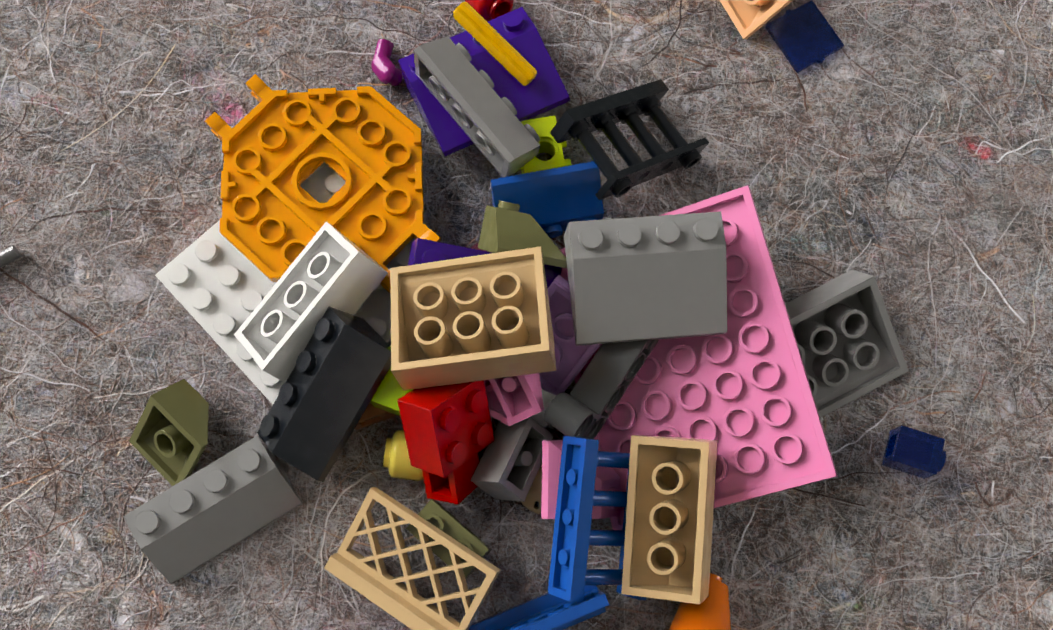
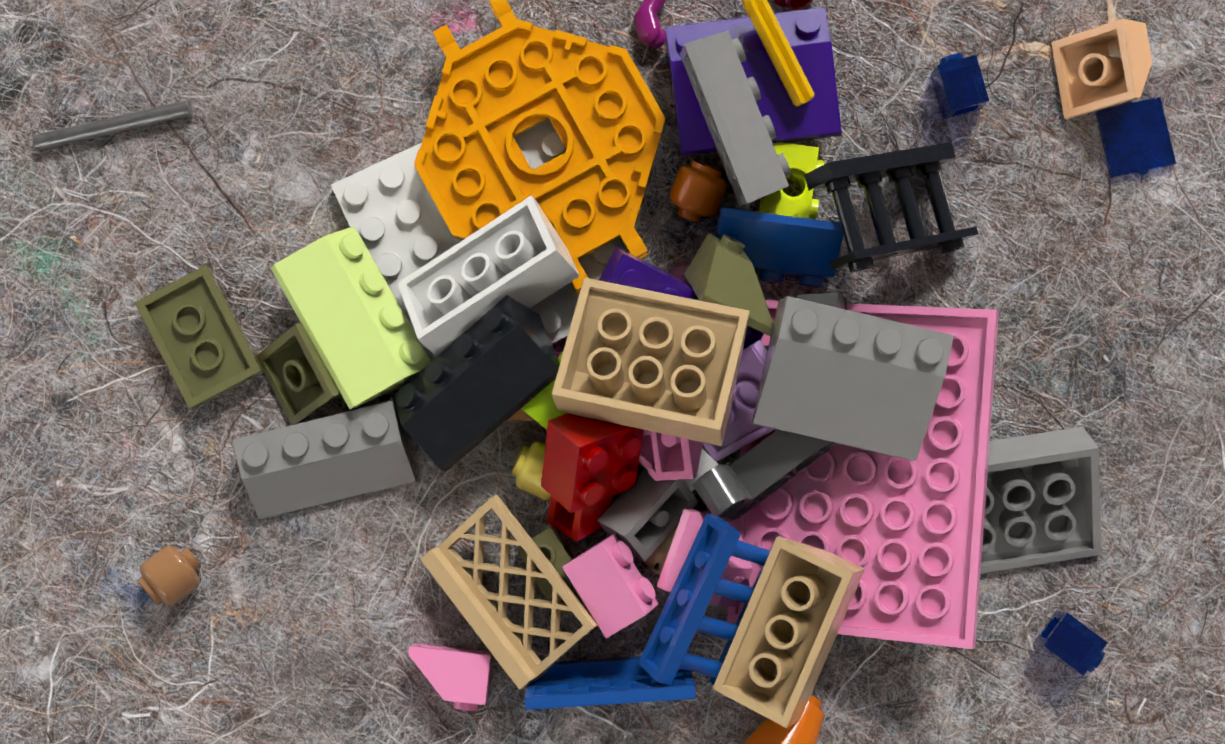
camera: 20 degrees right, 10 degrees up
(72, 440) = (199, 337): none -> olive plate
(200, 375) = (351, 316): none -> yellowish green slope
(468, 182) = (698, 191): none -> orange head
(500, 531) = (611, 585): none -> bright pink slope
(651, 37) = (959, 85): none -> clear blue brick

